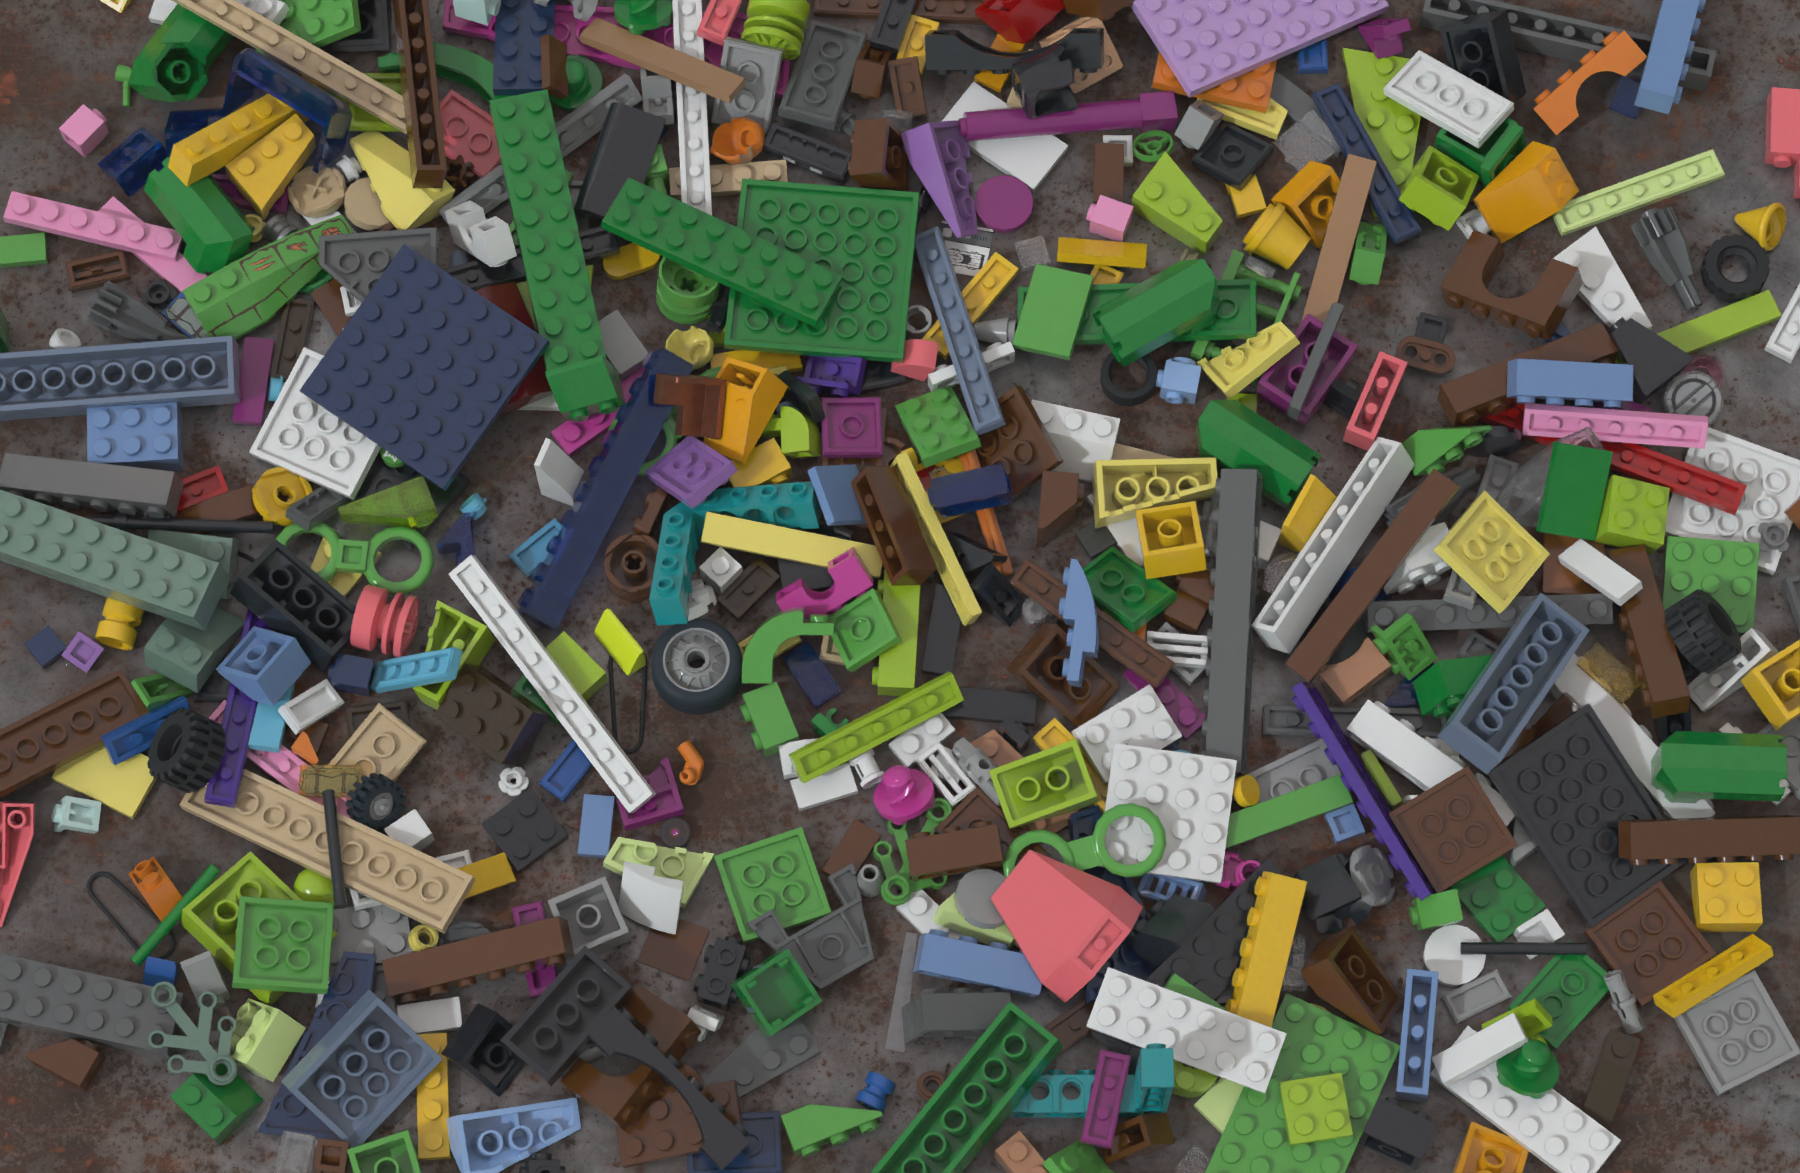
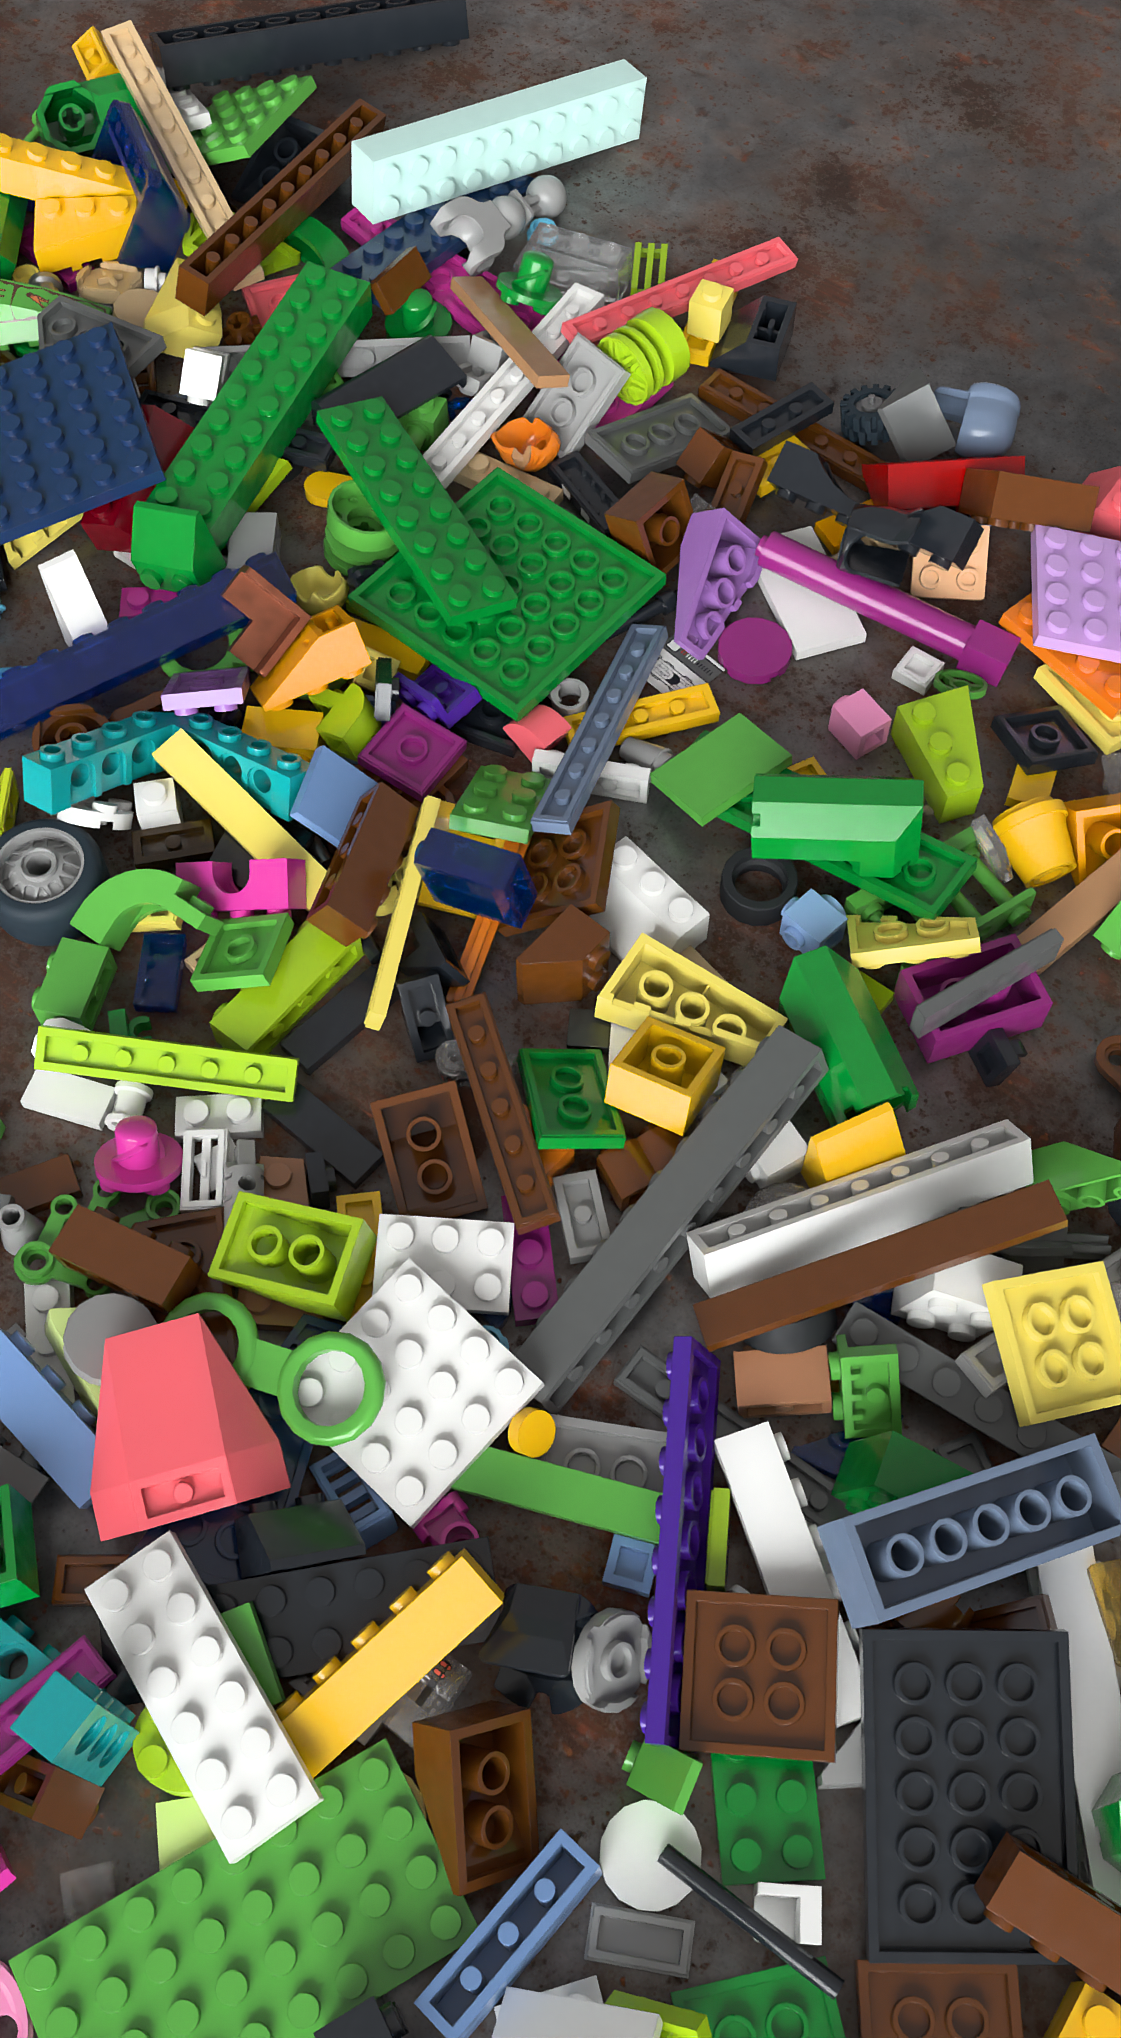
camera: 35 degrees right, 10 degrees down
(1032, 252) = (752, 706): clear tile -> none
(1081, 611) = (492, 1085): medium blue slope -> none
(1101, 252) = (819, 746): yellow tile -> none
(1108, 171) = (894, 676): reddish brown tile -> none
(1181, 638) = (565, 1174): white tile -> none
(1198, 124) = (1025, 686): light grey brick -> none
(1315, 1109) = (292, 1940): lime plate -> none
(1375, 401) = (1033, 1079): coral brick -> none

